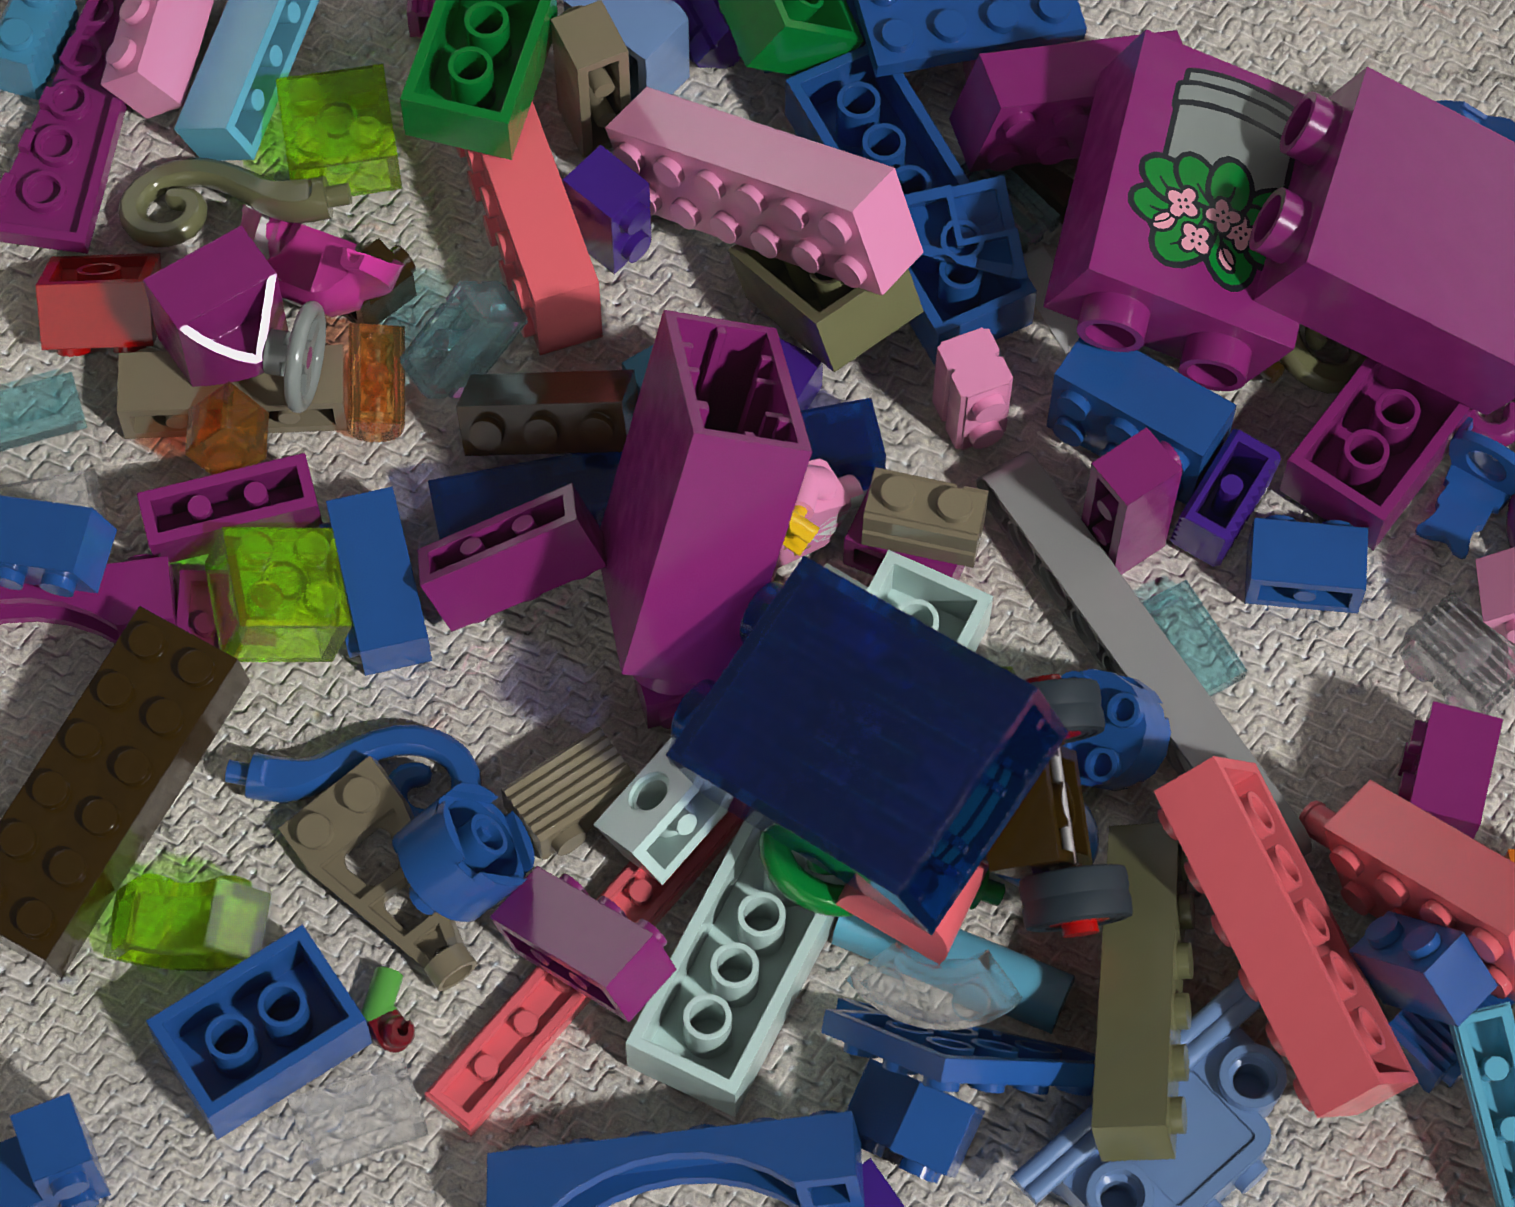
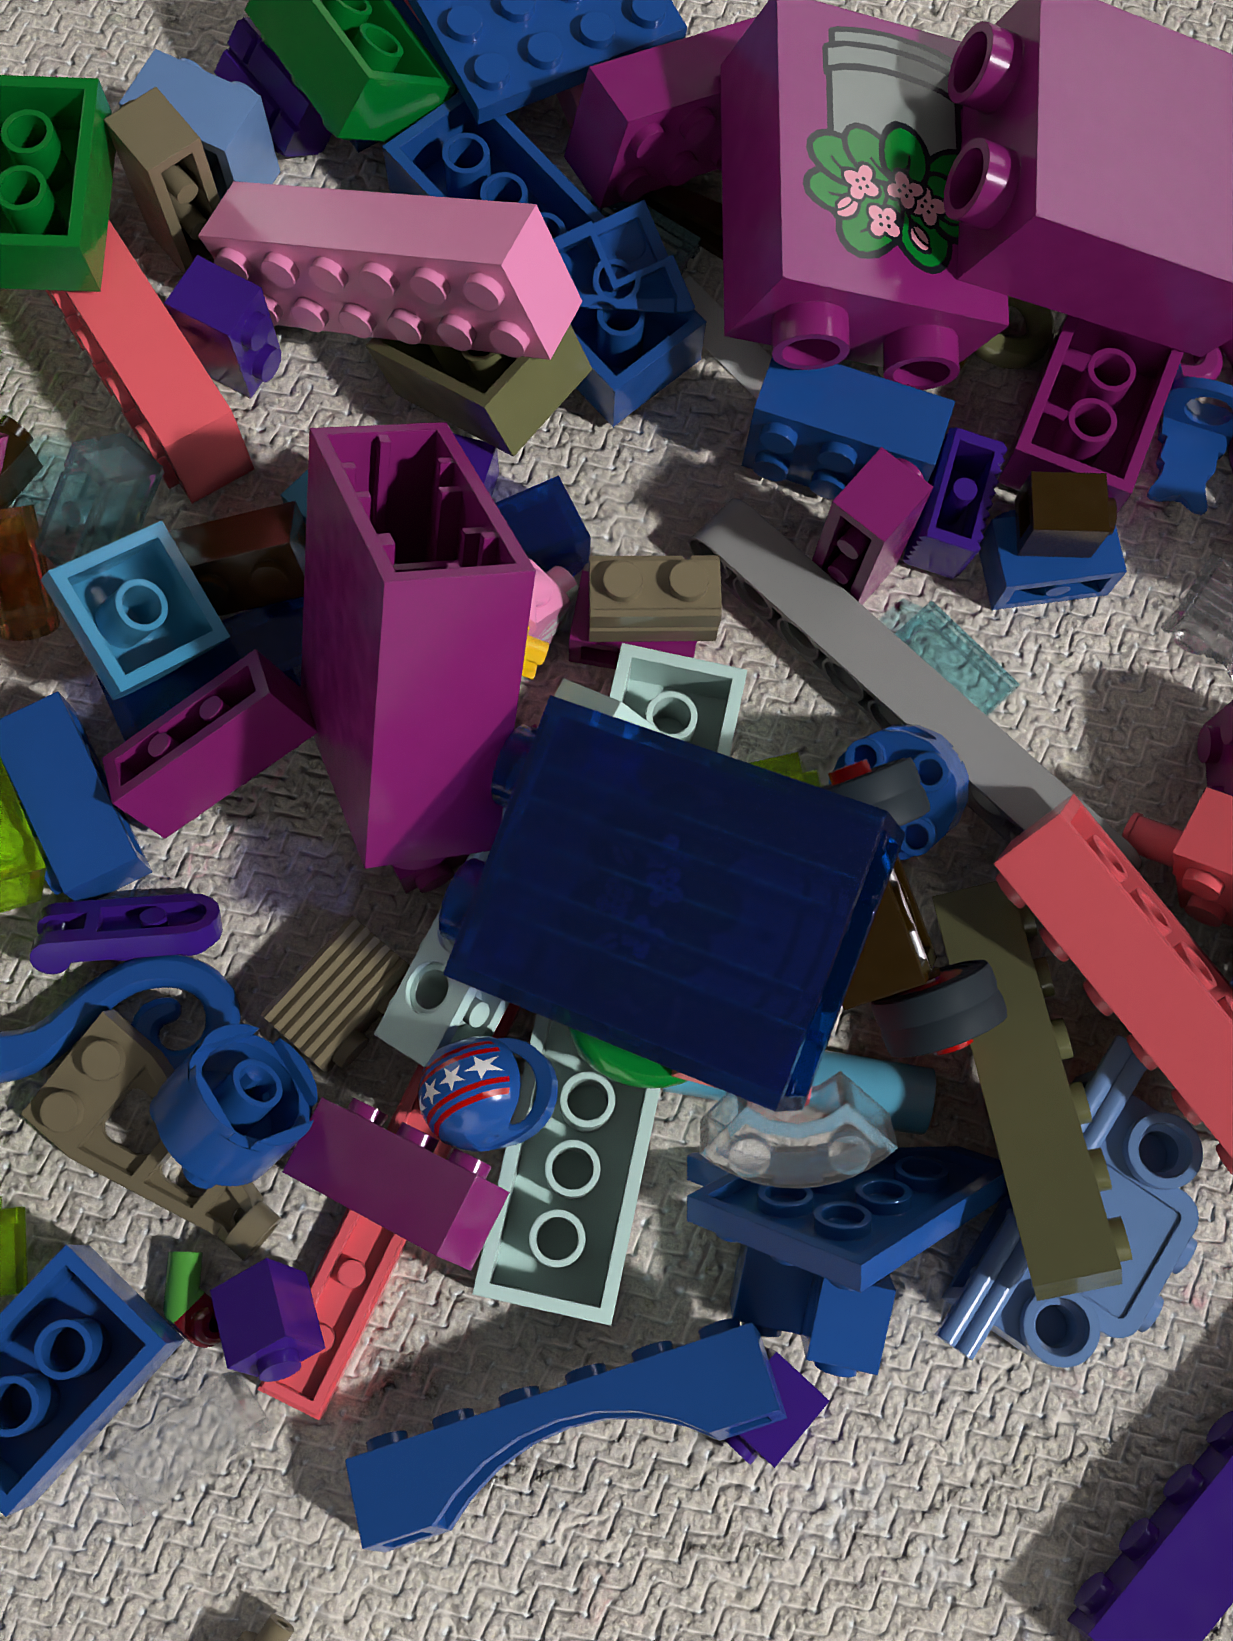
camera: 20 degrees left, 10 degrees up
(401, 698) = (124, 929): none -> dark purple plate
(448, 1032) = (267, 1320): none -> dark purple brick
(481, 430) = (135, 609): none -> dark azure brick
(665, 874) = (474, 1089): none -> blue helmet
(972, 389) = (663, 442): bright pink brick -> none
(1314, 525) = (1063, 514): none -> dark brown brick

